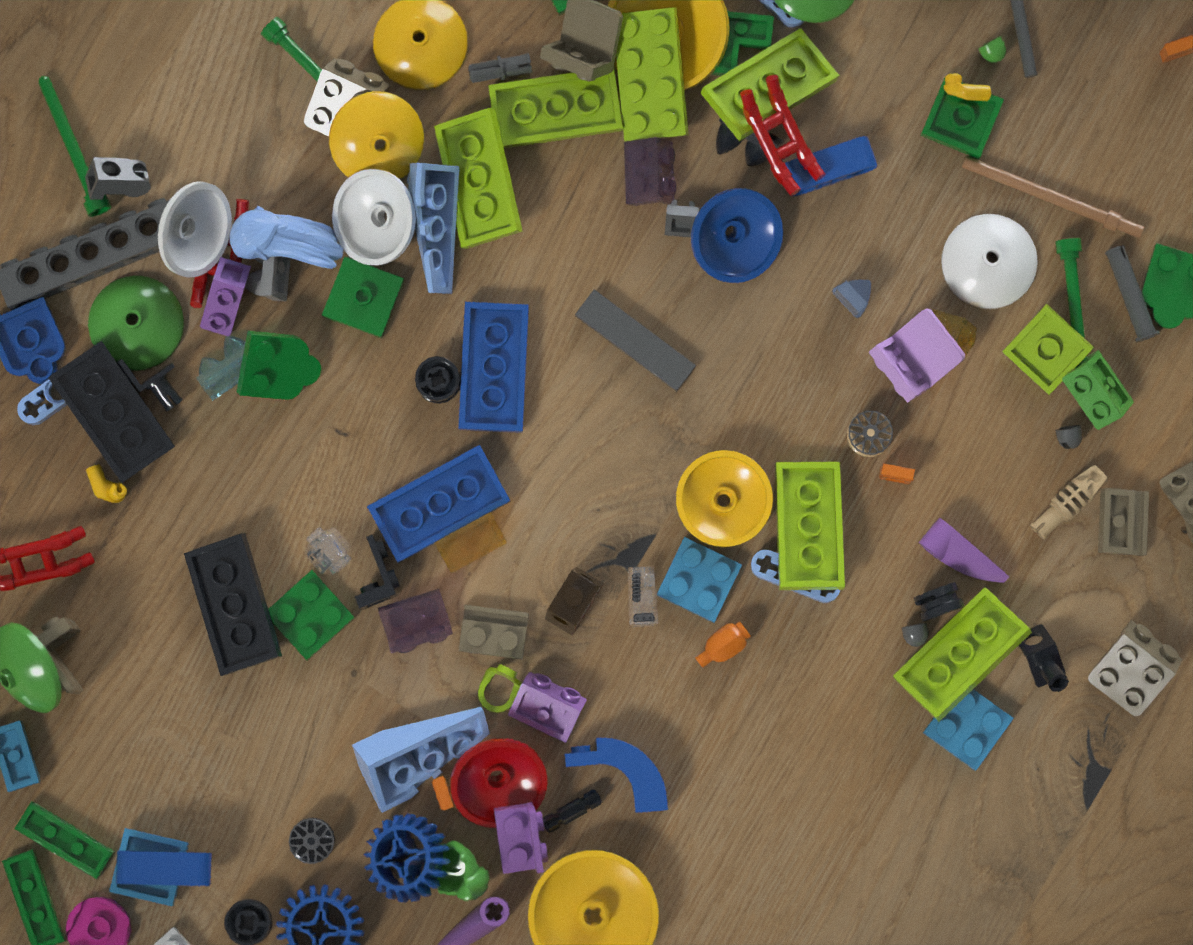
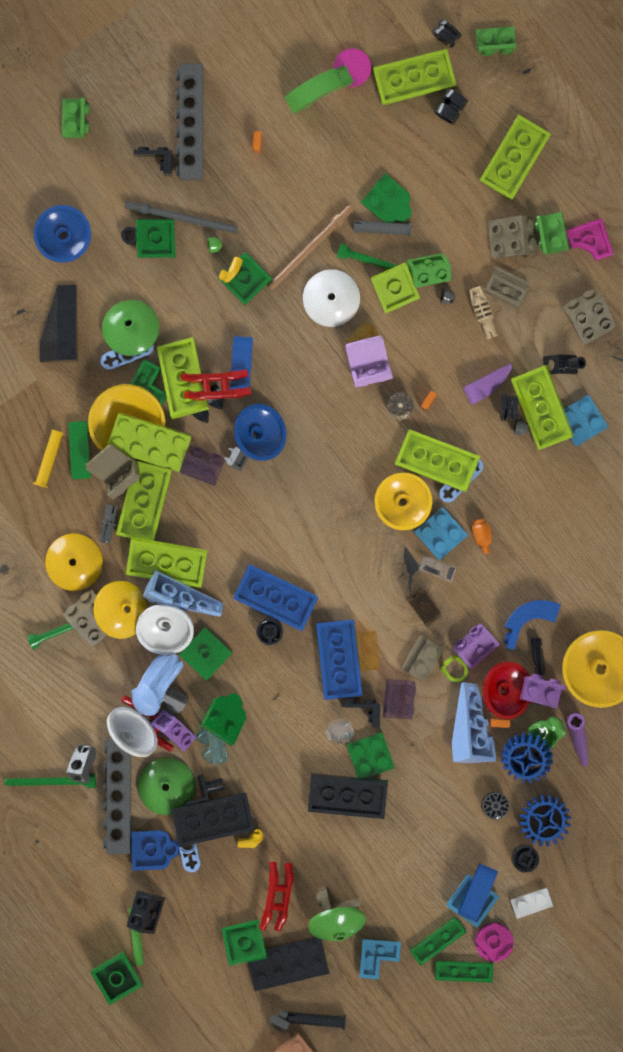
camera: 70 degrees left, 5 degrees up
(635, 340) = (293, 513): dark grey tile -> none
(854, 295) = (319, 381): sand blue tile -> none

